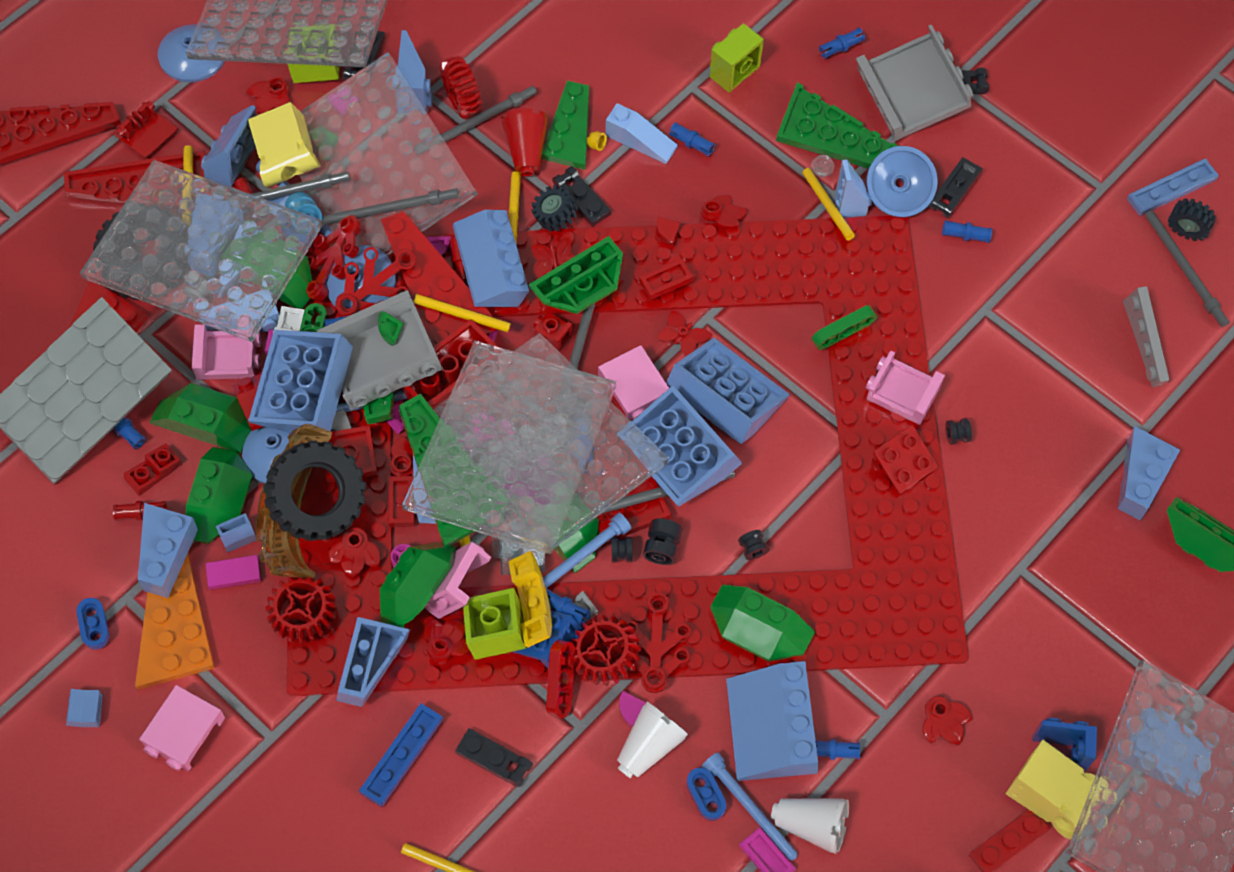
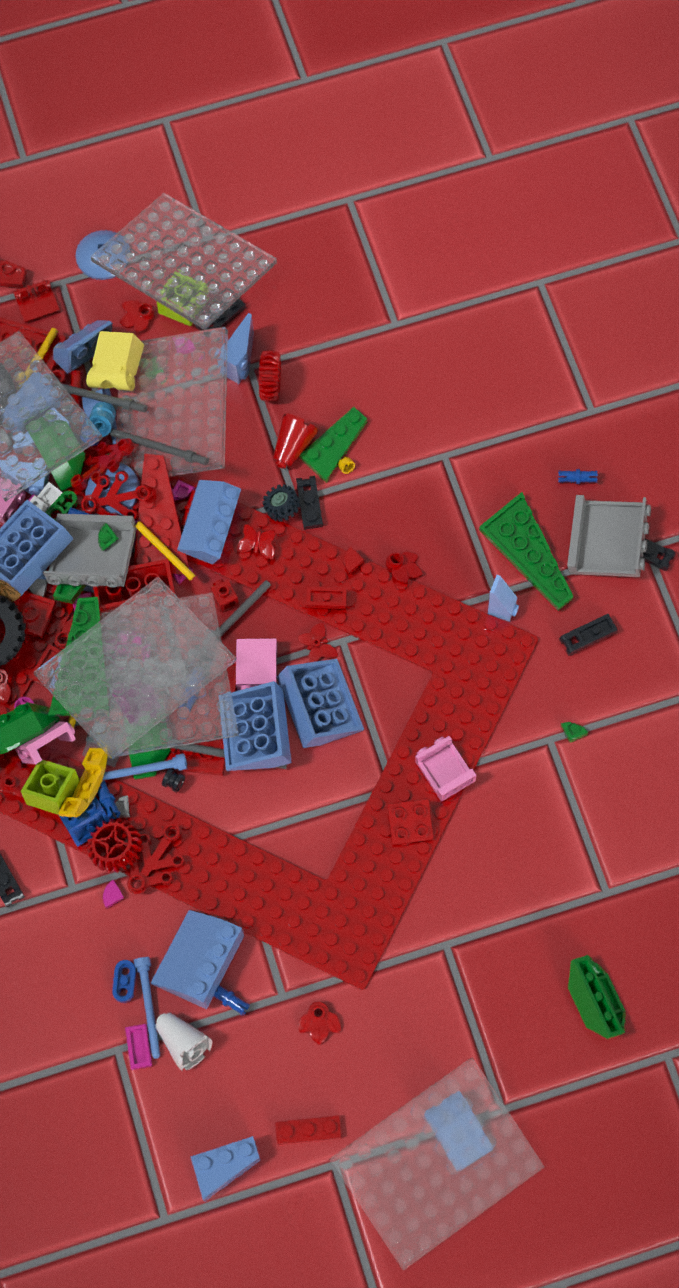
camera: 35 degrees right, 5 degrees up
(514, 100) = (306, 403): dark grey bar -> none
(514, 202) = (253, 489): yellow bar -> none
(560, 703) = (73, 840): red beam -> none
(582, 278) = (262, 568): green wedge -> none
(637, 133) = (379, 475): light blue slope -> none
(649, 741) = (107, 923): white cone -> none
(663, 539) = (204, 789): black wheel -> none
(692, 139) = (416, 498): blue pin -> none
(736, 57) = (485, 450): lime brick -> none
(753, 544) = (265, 825): black wheel -> none
(760, 624) = (231, 886): green wedge -> none
(822, 166) = (499, 567): clear plate -> none
(828, 204) = (483, 599): yellow bar -> none
(844, 327) = (430, 700): green beam -> none
(917, 176) = (531, 611): medium blue dish -> none
(958, 431) = (465, 821): black wheel -> none
(966, 231) = (574, 673): blue pin -> none
(1003, 289) = (573, 731): none -> green tile
(1052, 788) = (356, 1107): light yellow piece -> none
(1072, 734) = (397, 1094): blue bracket -> none
(1144, 471) = (581, 924): medium blue wedge -> none
(1146, 334) = (653, 816): light grey wing -> none

